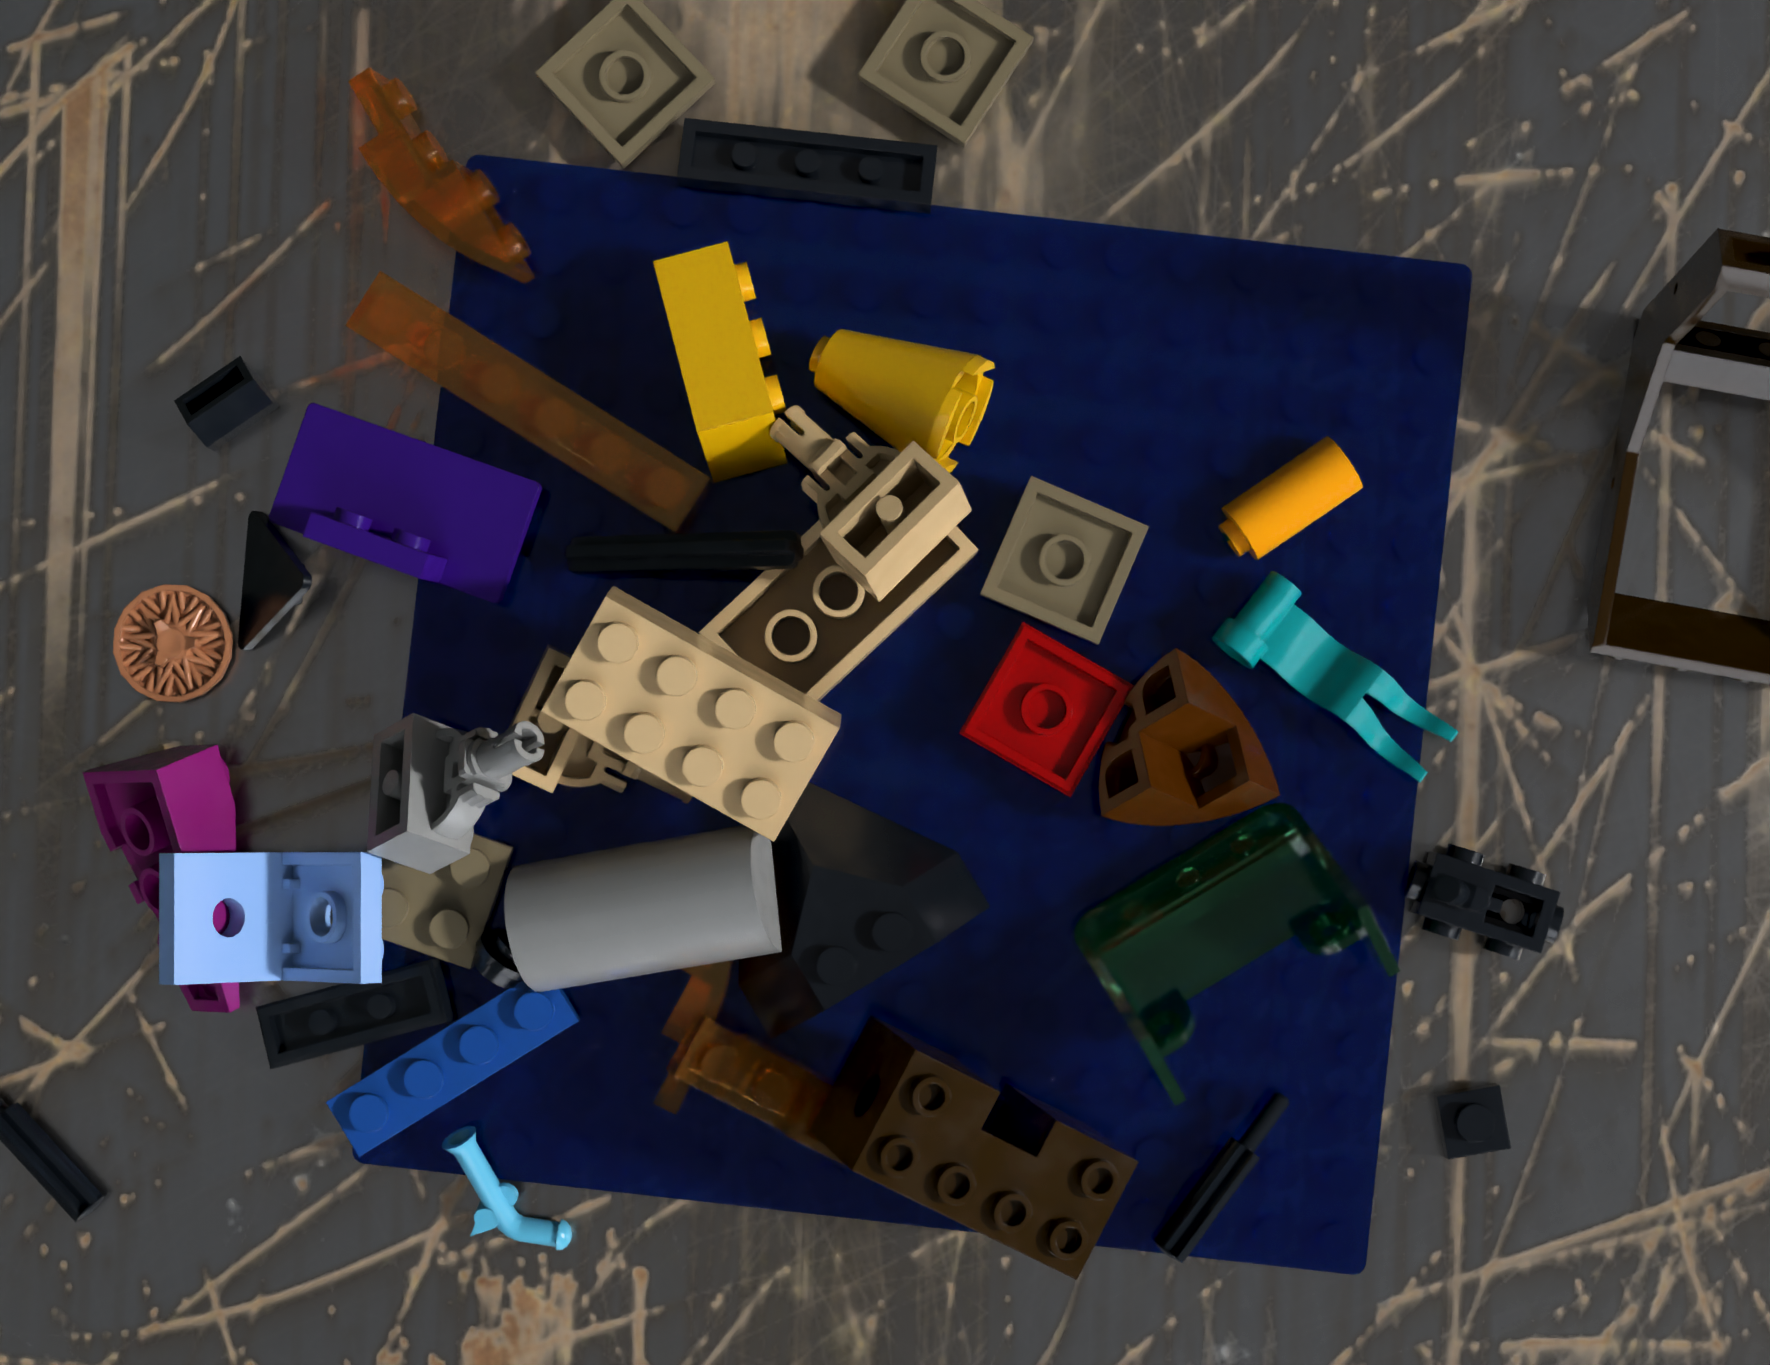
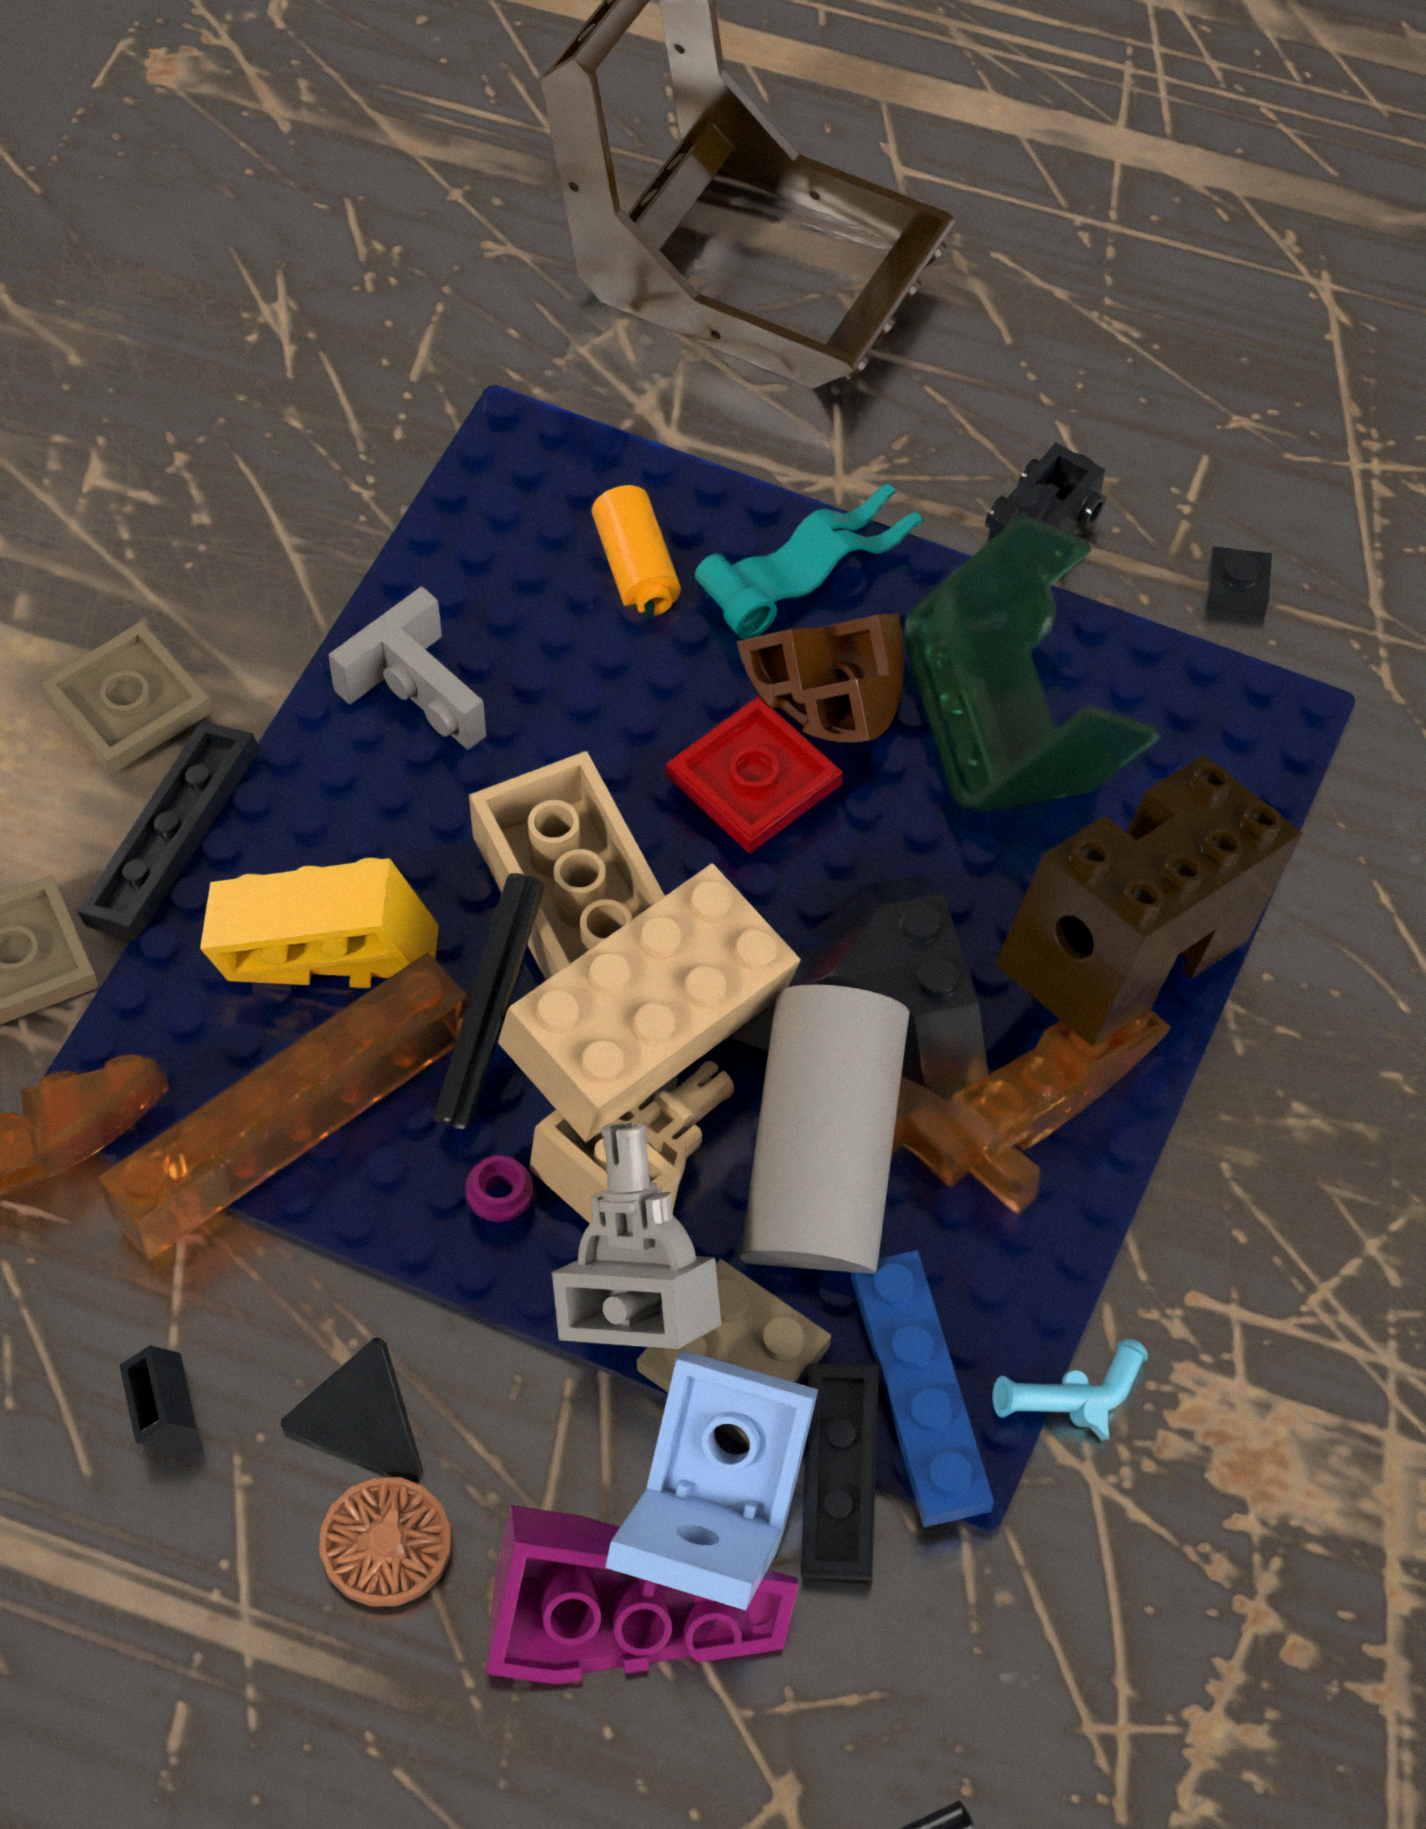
camera: 75 degrees left, 30 degrees down
(405, 503) = (334, 1261): dark purple bracket -> none
(495, 959) = (830, 1296): black plate -> none
(500, 619) = (494, 1172): none -> magenta plate
(877, 509) = (505, 801): tan brick -> none
(905, 389) = (414, 786): yellow cone -> none
(1048, 329) = (396, 651): none -> light grey bracket
(1064, 560) = (624, 719): dark tan plate -> none
(1218, 1184) = (1233, 754): black axle -> none

